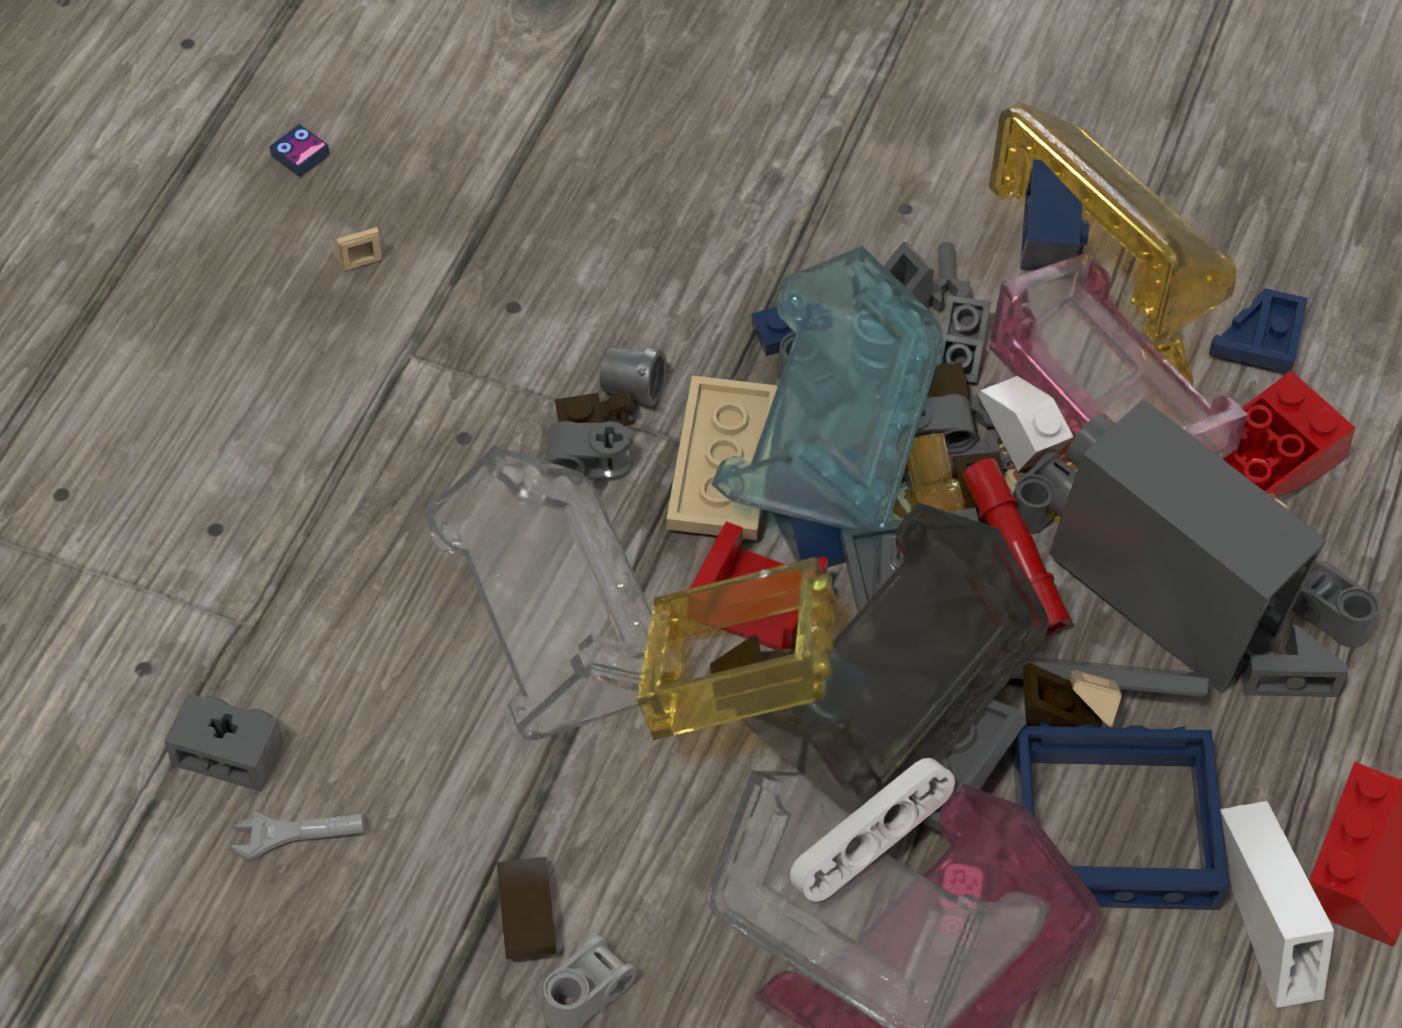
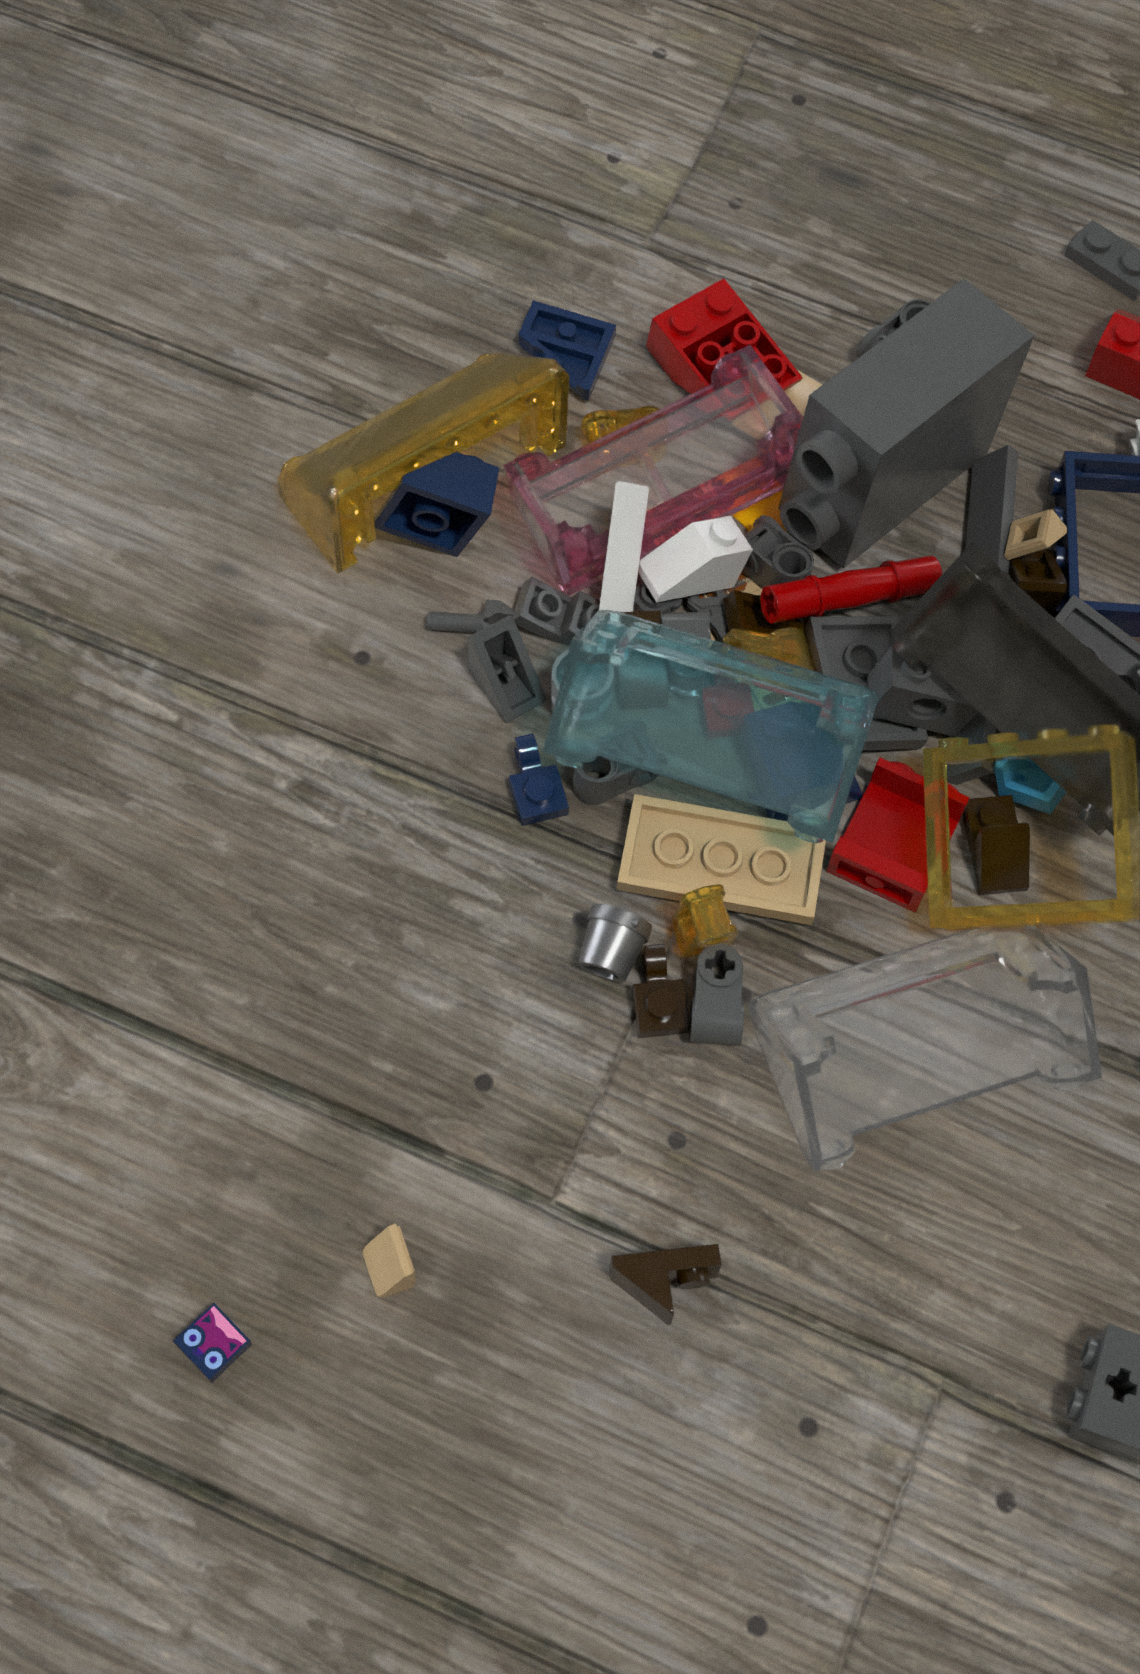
camera: 90 degrees left, 10 degrees up
(333, 412) = (649, 1274): none -> dark brown slope
(651, 431) = (702, 921): none -> clear yellow piece
(1021, 356) = (624, 547): none -> white sticker

